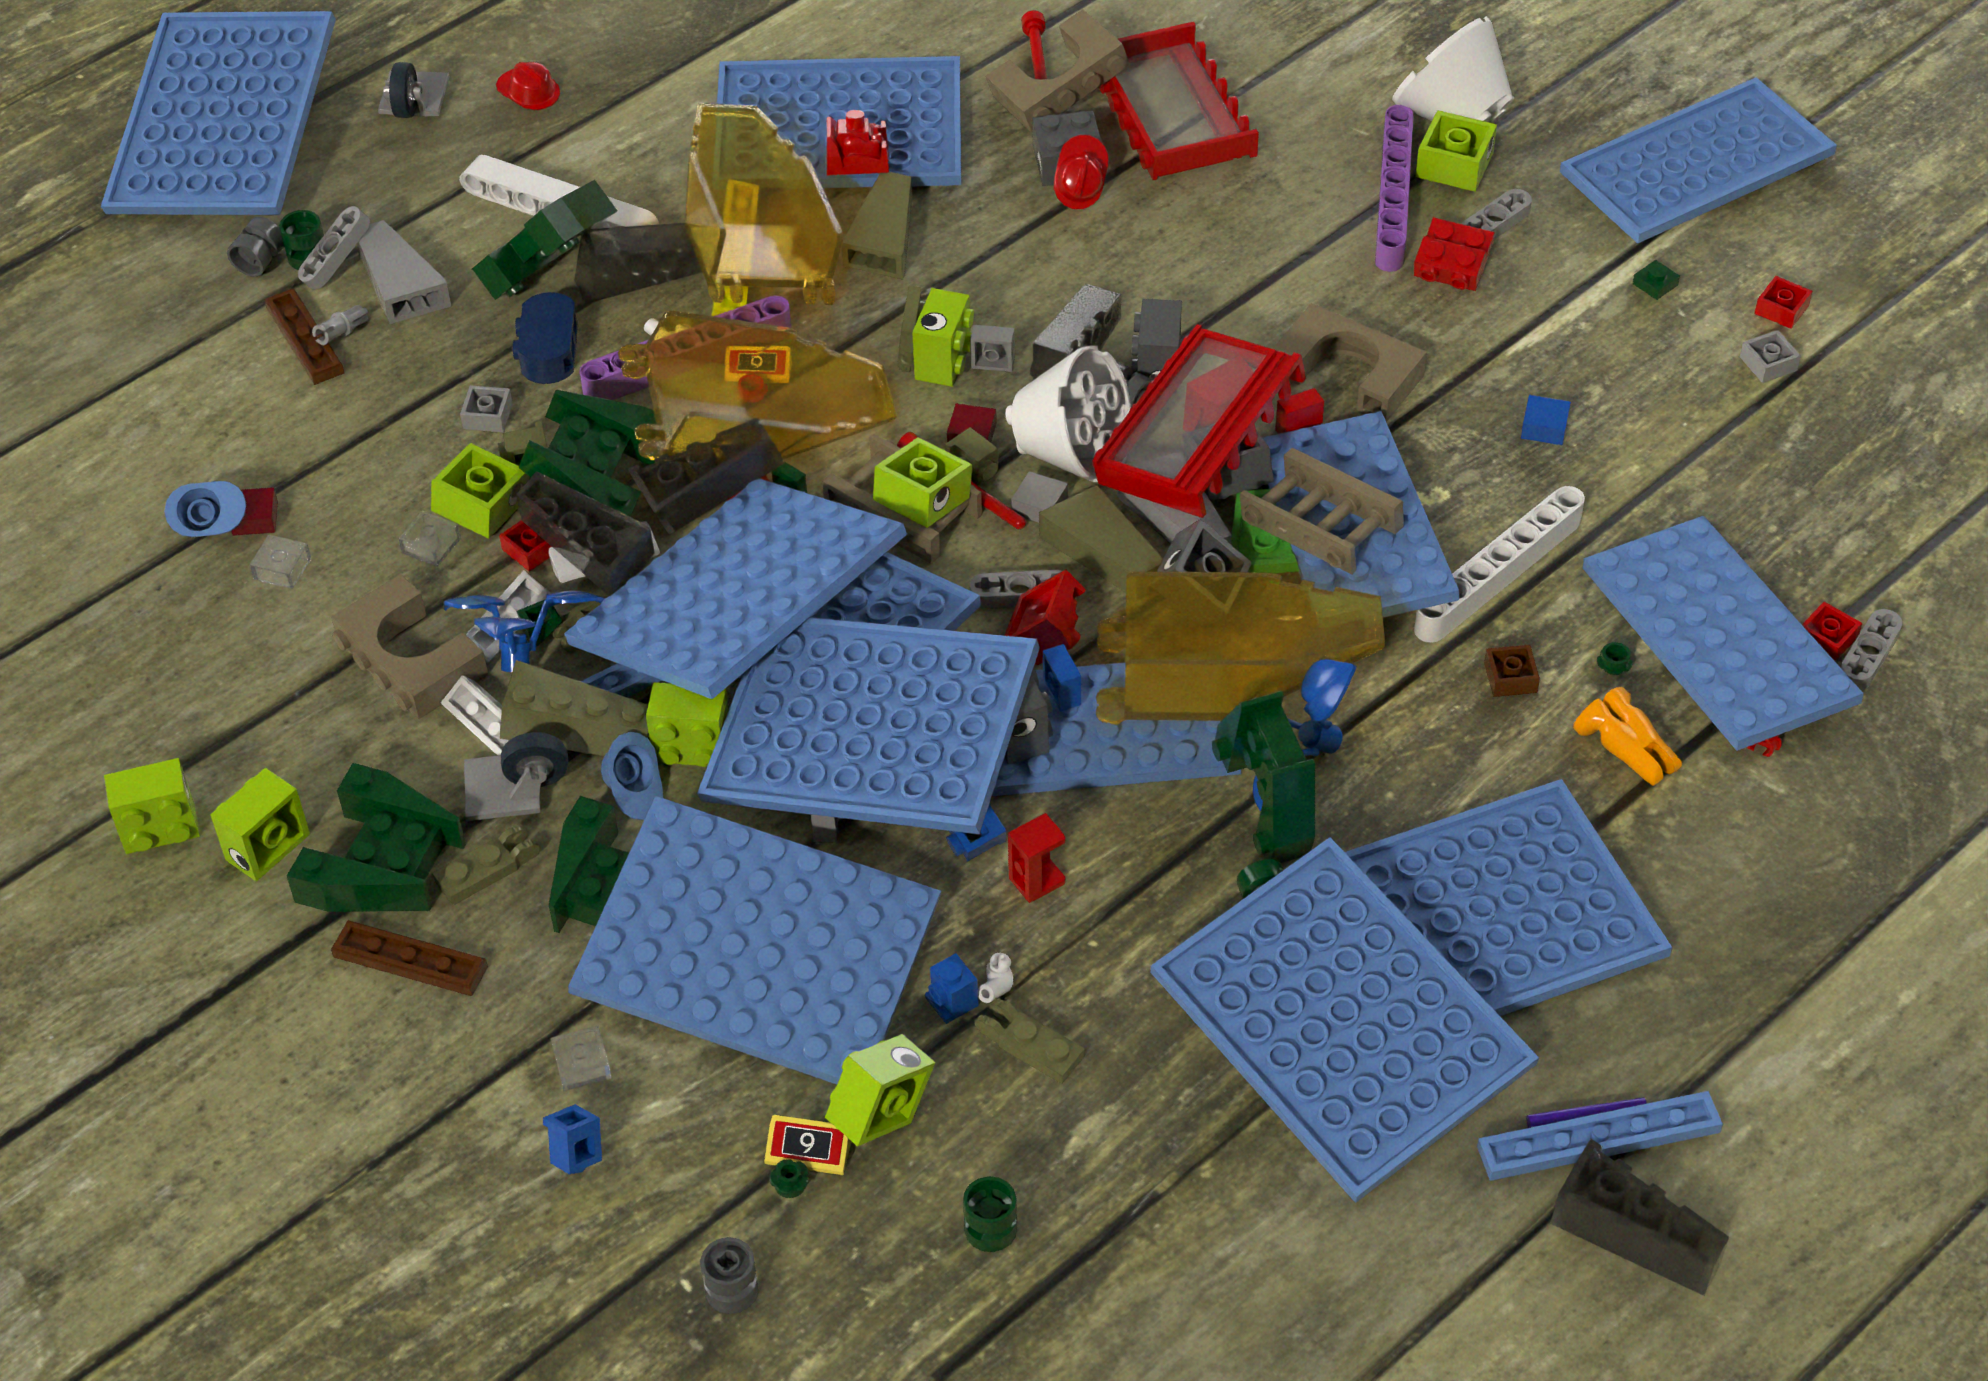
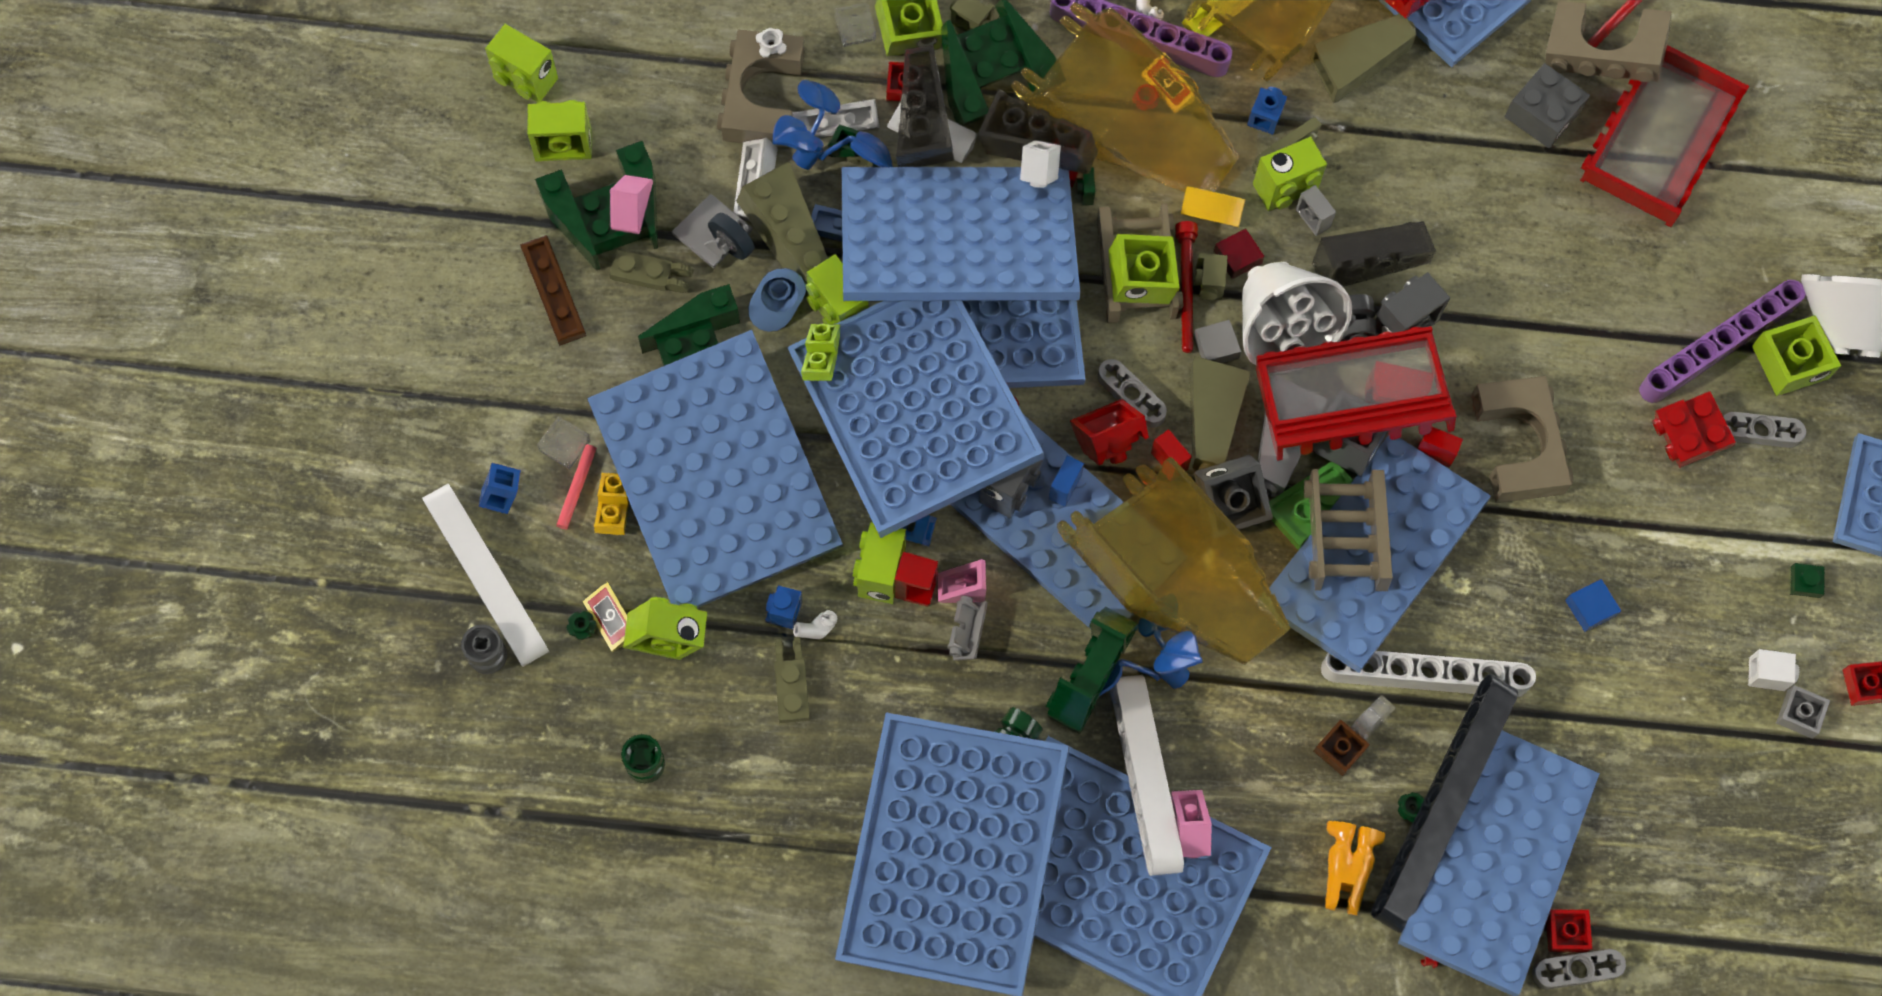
camera: 45 degrees right, 20 degrees up
(378, 596) = (767, 36): none -> white plate
(409, 814) = (629, 203): none -> bright pink slope
(638, 1082) = (576, 487): none -> coral bar
(641, 1221) = (485, 575): none -> white beam
(690, 1063) = (612, 506): none -> yellow slope
(737, 762) = (822, 352): none -> lime slope
(743, 477) = (1040, 163): none -> white brick
(859, 311) = (1267, 109): none -> blue brick
(909, 411) = (1213, 206): none -> yellow slope
(993, 875) = (880, 560): none -> lime brick
(1081, 172) = (1529, 133): red piece -> none
(1084, 827) = (963, 581): none -> bright pink slope
(1107, 595) = (1168, 446): none -> red piece
(1124, 860) = (966, 638): none -> light grey hinge
(1419, 818) = (1147, 776): none -> white beam
(1488, 812) = (1192, 822): none -> bright pink slope
(1507, 622) = (1373, 717): none -> clear piece
(1638, 628) = (1444, 803): none -> black beam
(1715, 348) = (1772, 670): none -> white brick

